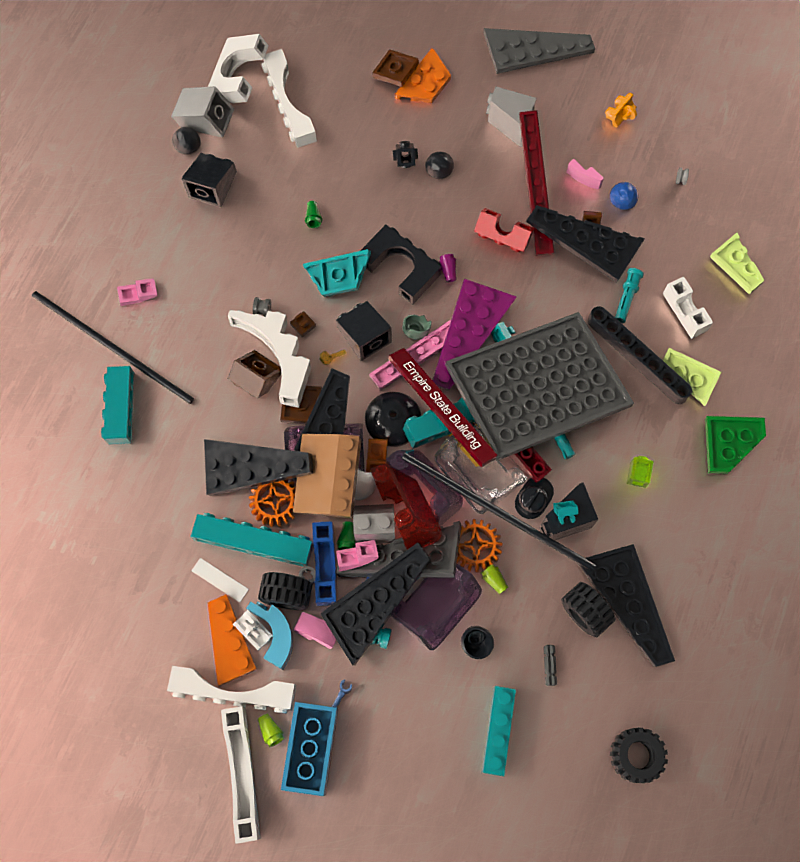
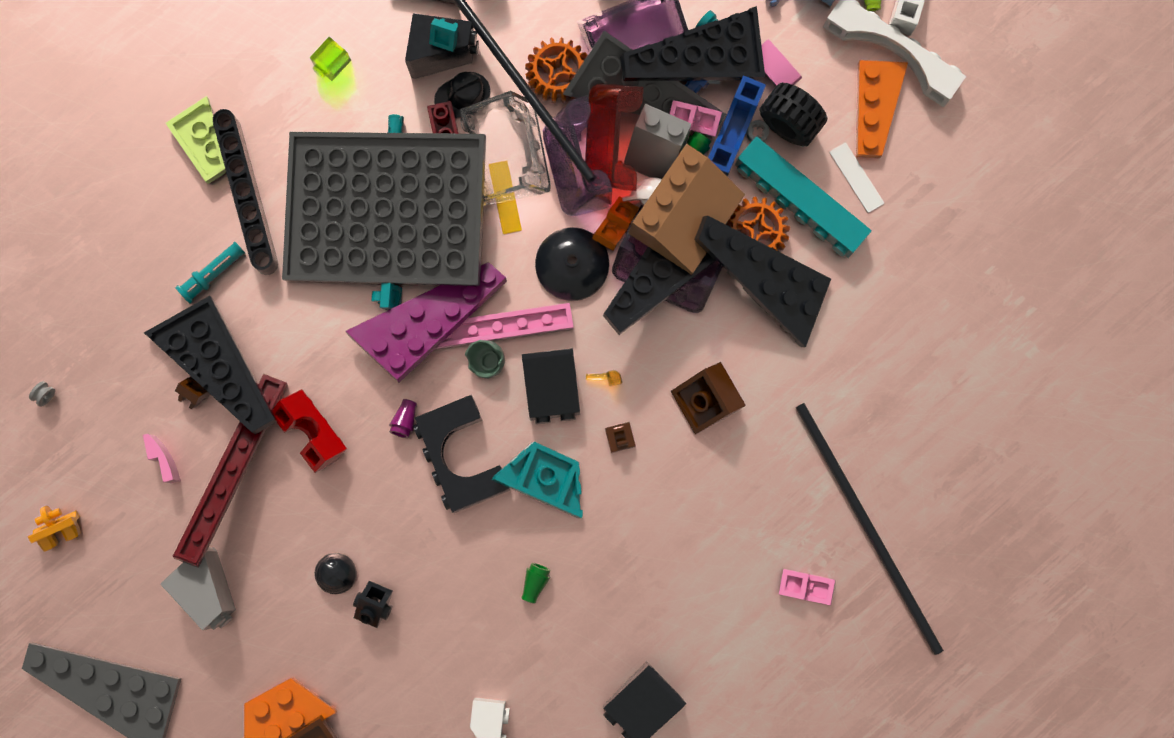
camera: 155 degrees left, 10 degrees up
(118, 405) = (890, 440): teal brick -> none
(253, 630) = (845, 97): white hips -> none
(261, 306) = (660, 482): dark grey wheel -> none
(282, 642) = (822, 67): medium azure arch -> none
(285, 347) = (664, 443): white arch -> none
(300, 415) = (671, 332): reddish brown plate -> none
(429, 427) = (525, 222): teal brick -> none
(443, 407) = (512, 232): dark red tile -> none
(494, 578) = (556, 26): lime cone -> none
(624, 196) = (130, 407): blue piece -> none
(680, 299) = (153, 233): white arch -> none
(731, 440) = (206, 43): green plate -> none
(736, 263) = (55, 245): yellowish green wing -> none

